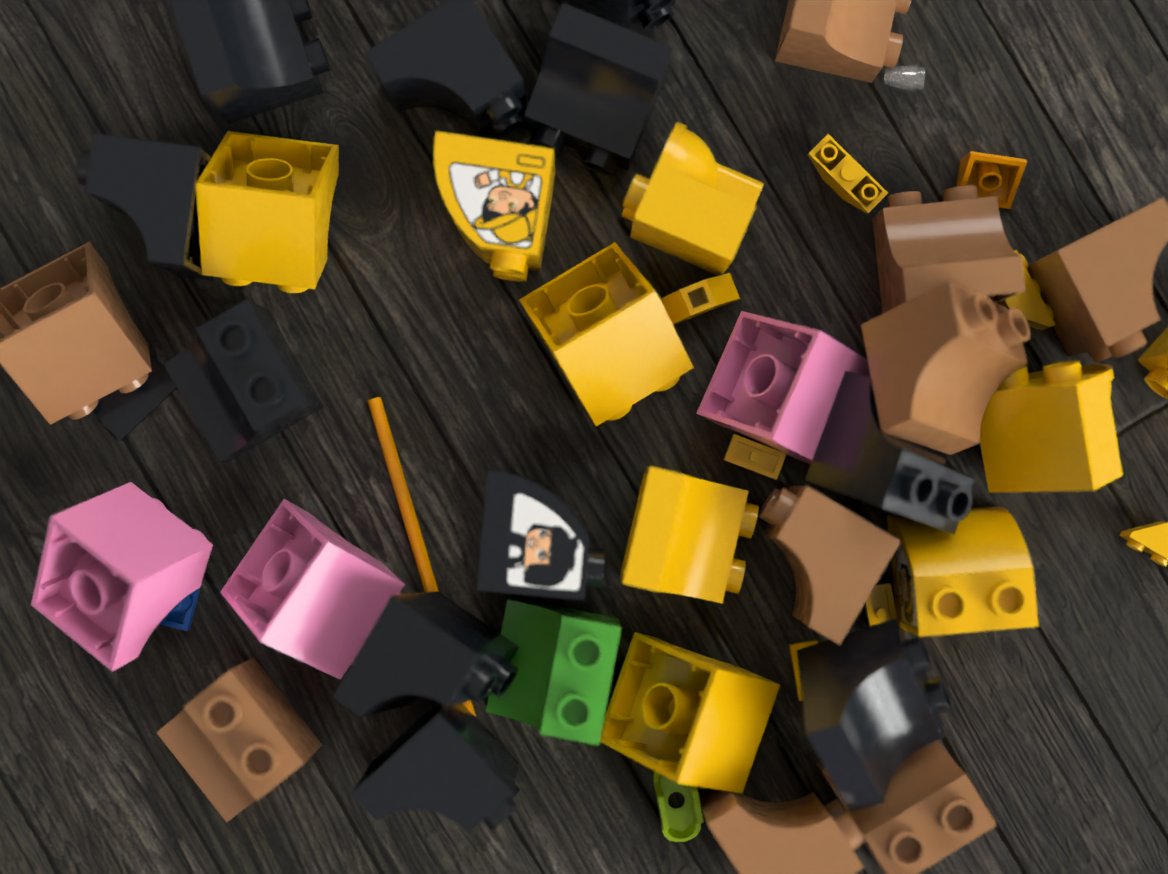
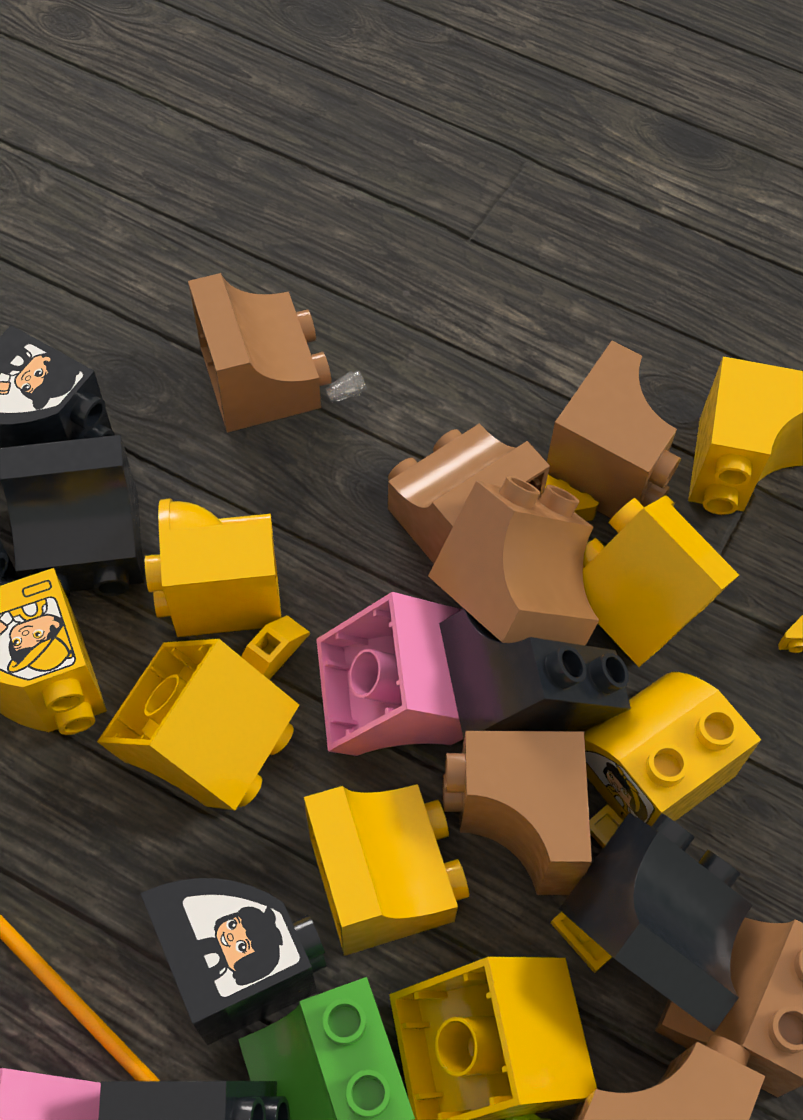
camera: 30 degrees left, 25 degrees down
(754, 456) = (407, 762): yellow plate -> none
(846, 175) = (341, 482): yellow slope -> none
(992, 175) = (465, 414): light orange slope -> none

